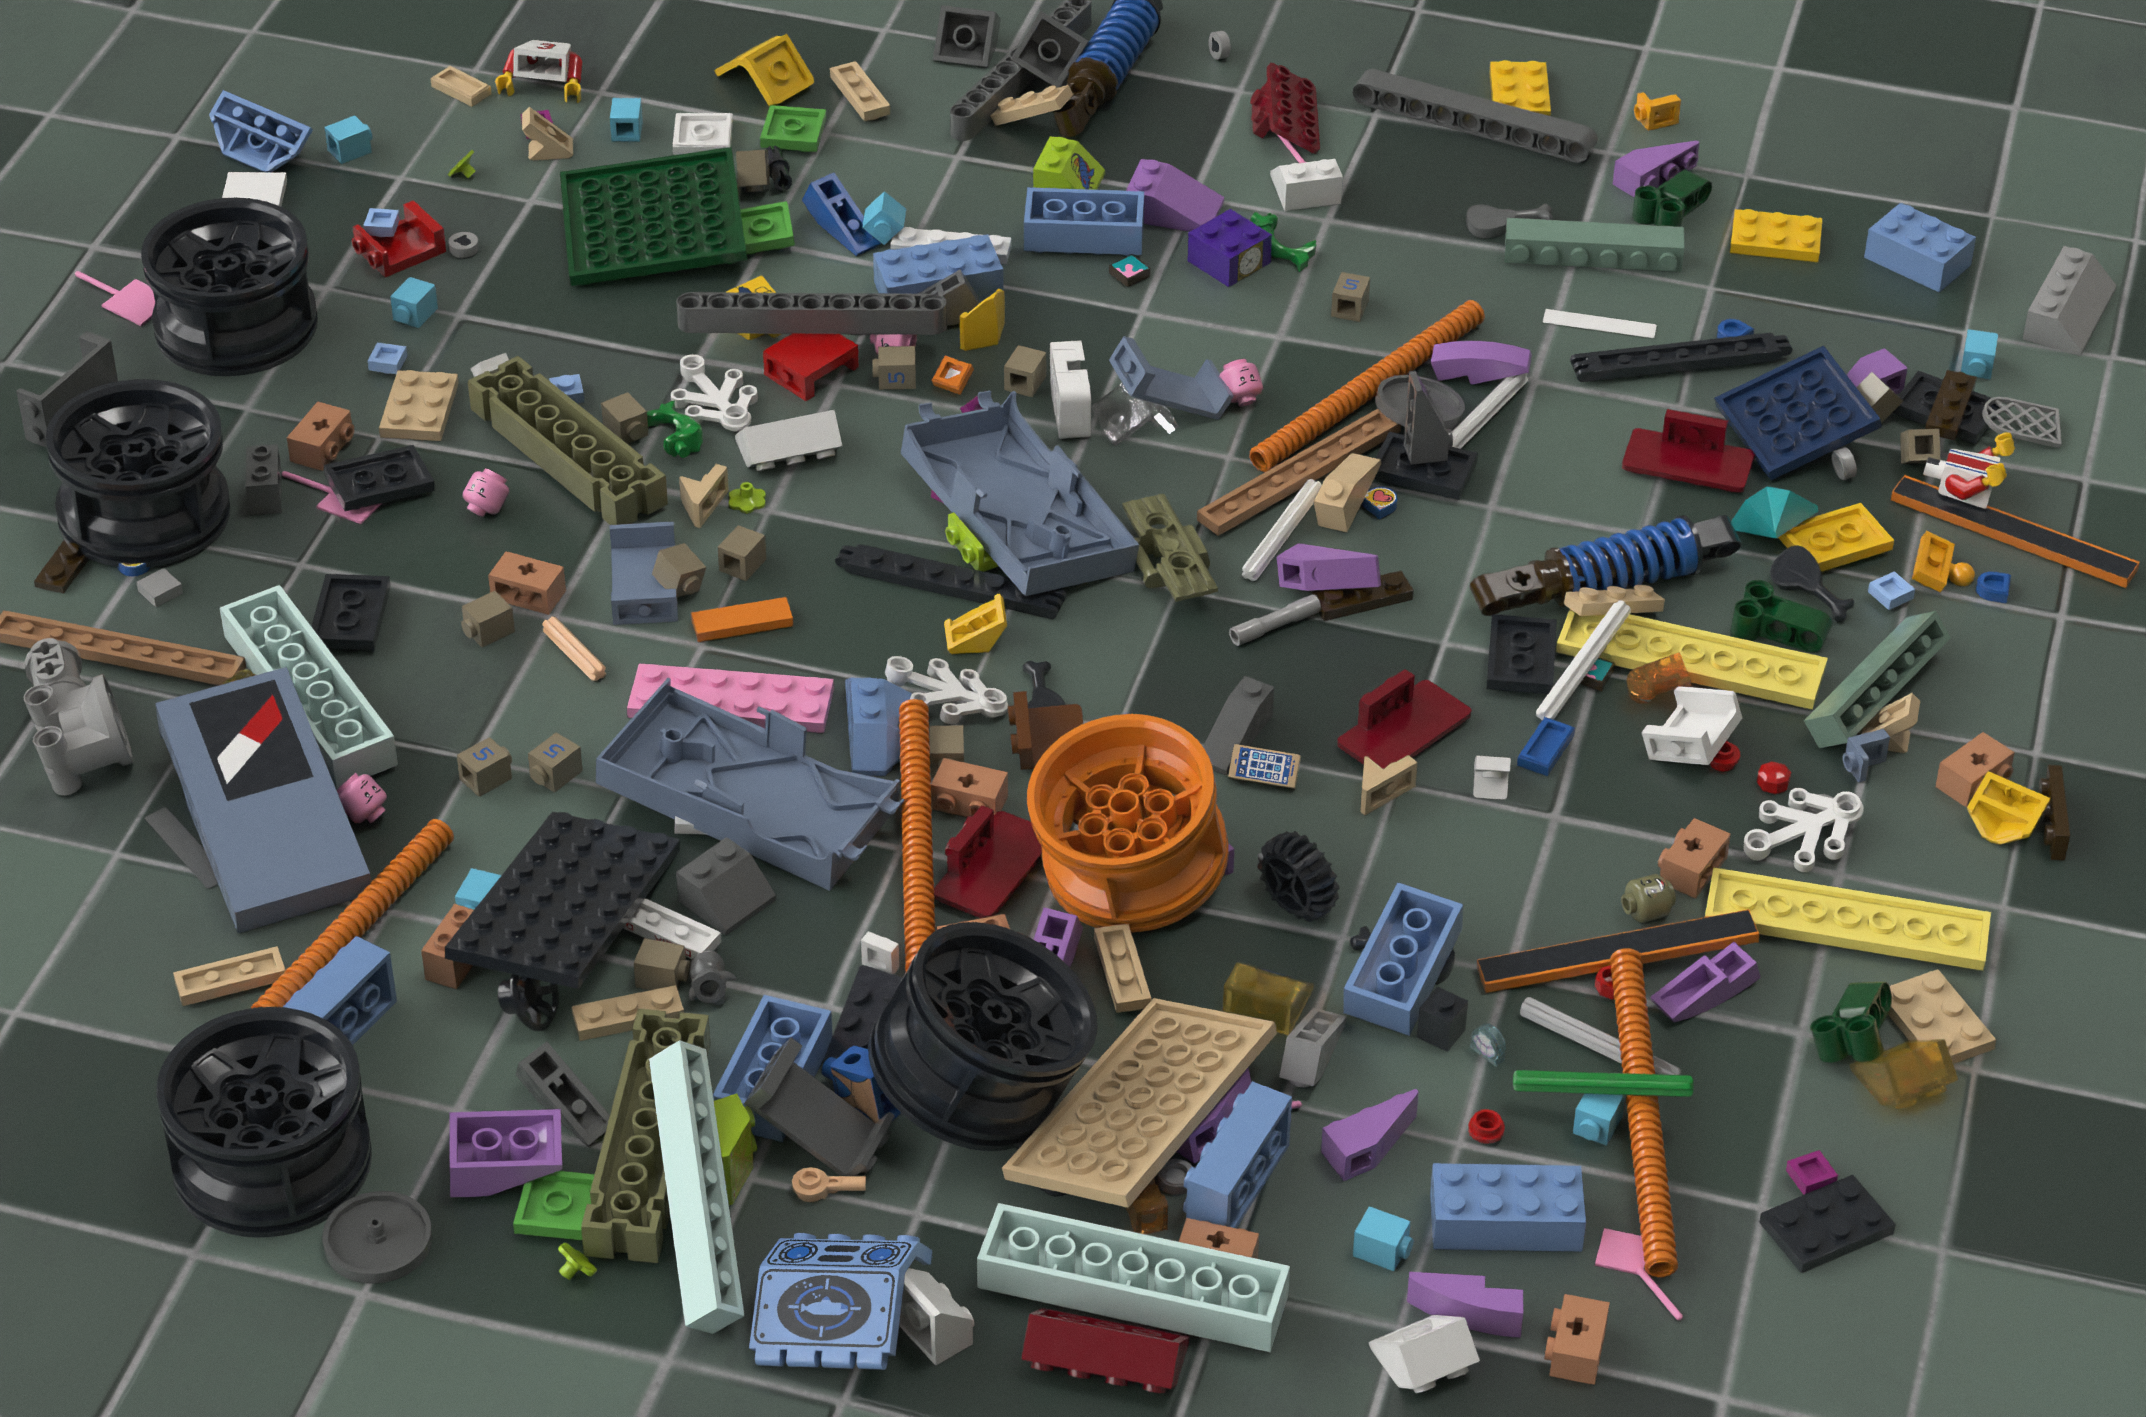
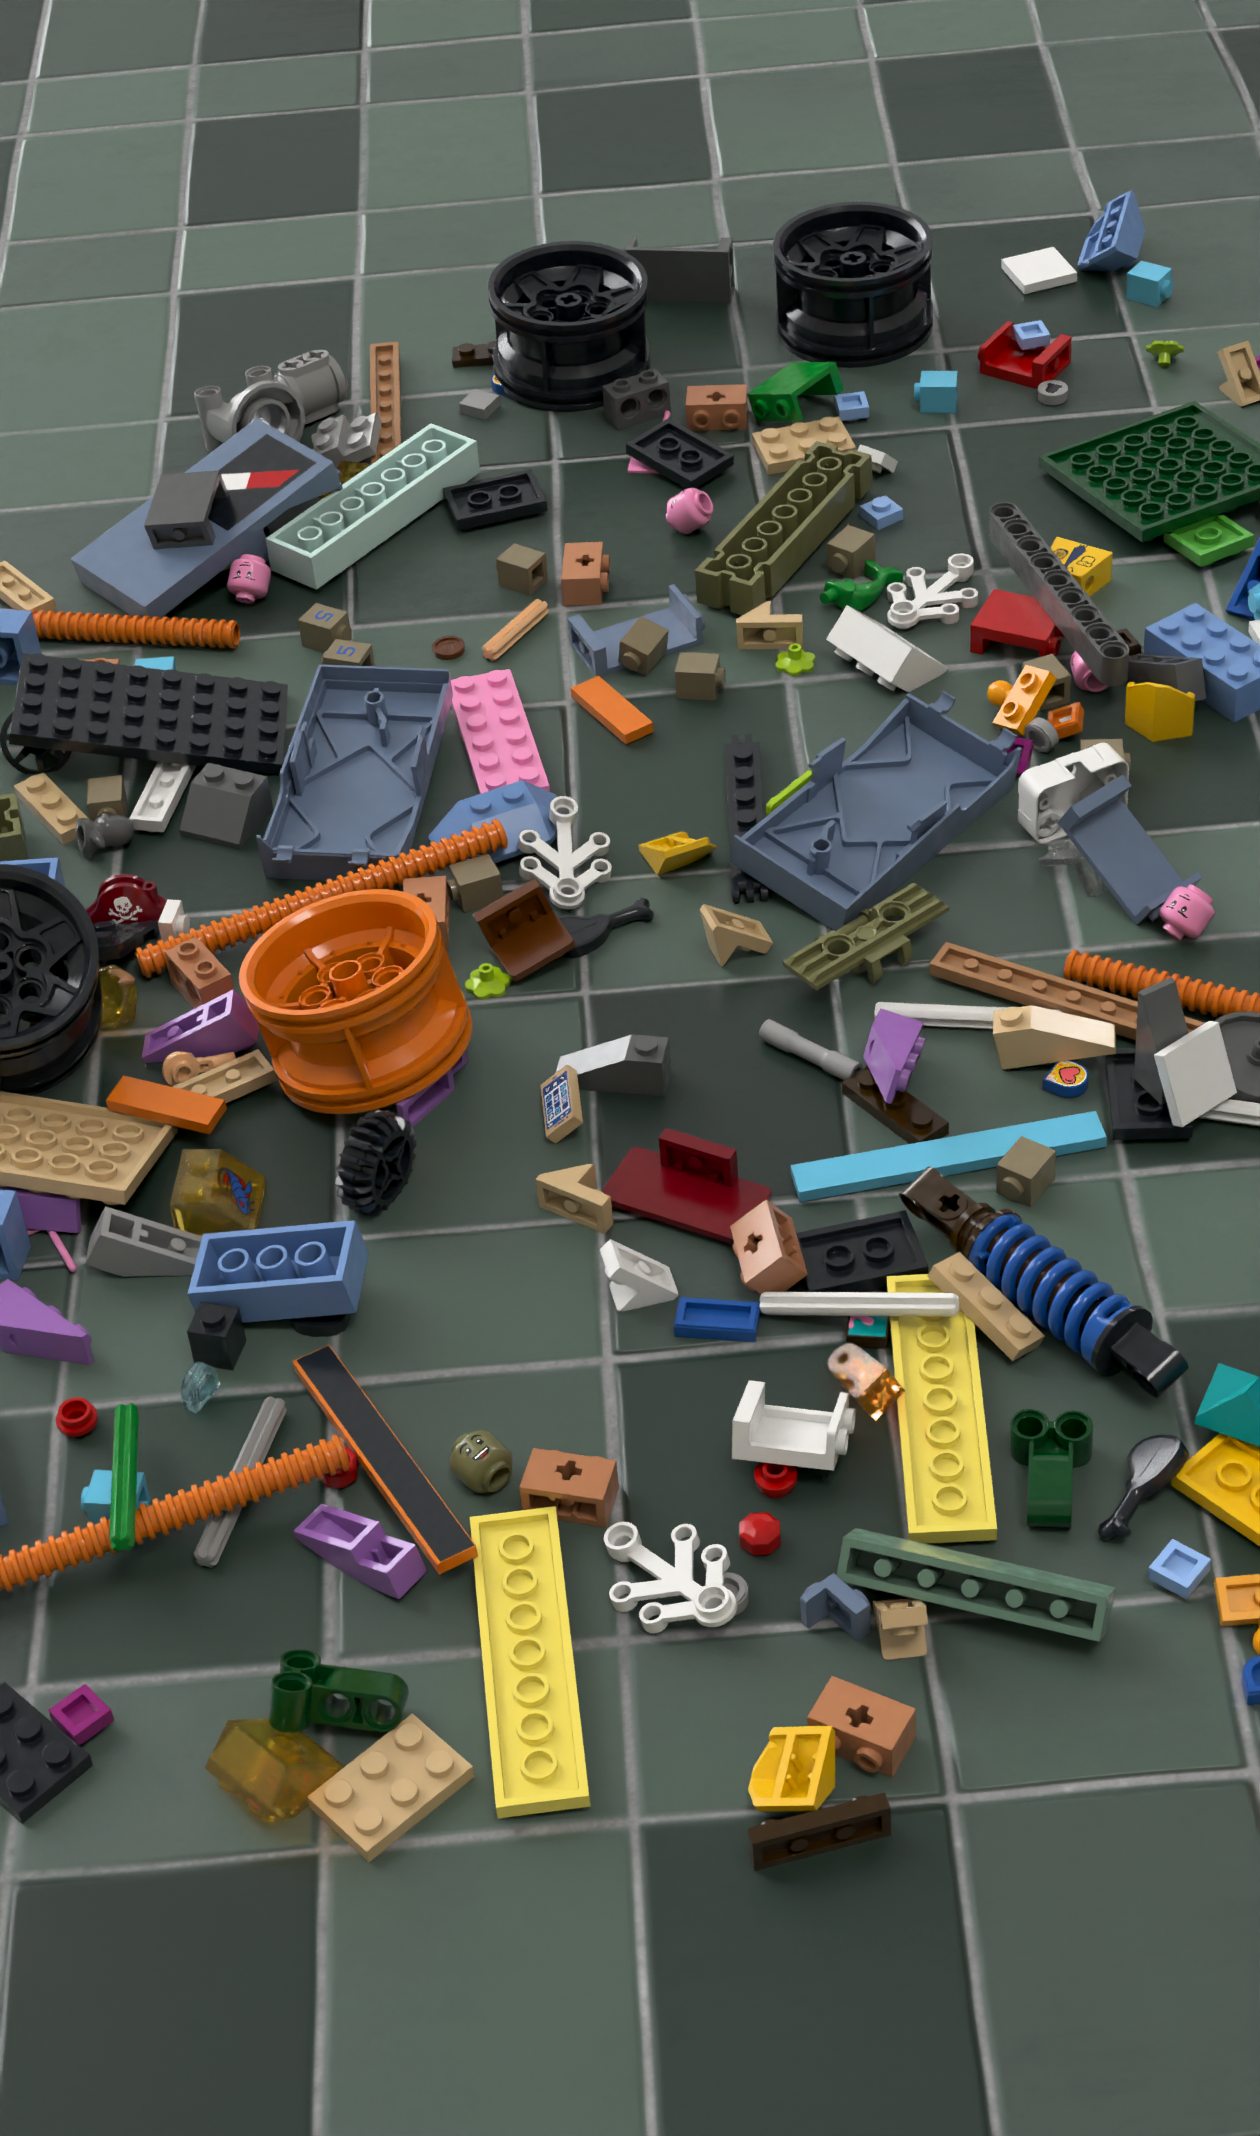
camera: 75 degrees right, 0 degrees up
(165, 677) = (347, 441): none -> light grey plate
(271, 786) = (182, 509): none -> dark grey panel
(349, 377) = (777, 397): none -> green panel
(562, 700) = (448, 648): none -> reddish brown piece
(825, 980) = (126, 900): none -> dark red hat
(921, 382) = (1022, 701): none -> light orange plate
(964, 390) = (1043, 734): none -> light grey tile
(1083, 973) = (183, 1065): none -> light nougat plate
(1117, 625) = (729, 930): none -> tan slope
(1144, 994) = (166, 1104): none -> orange tile
(1432, 585) = (946, 1155): none -> medium azure tile
(1453, 421) = (1195, 1073): none -> white tile
(1479, 546) = (1025, 1171): none -> dark tan brick
(1491, 680) = (768, 1249): none -> nougat brick

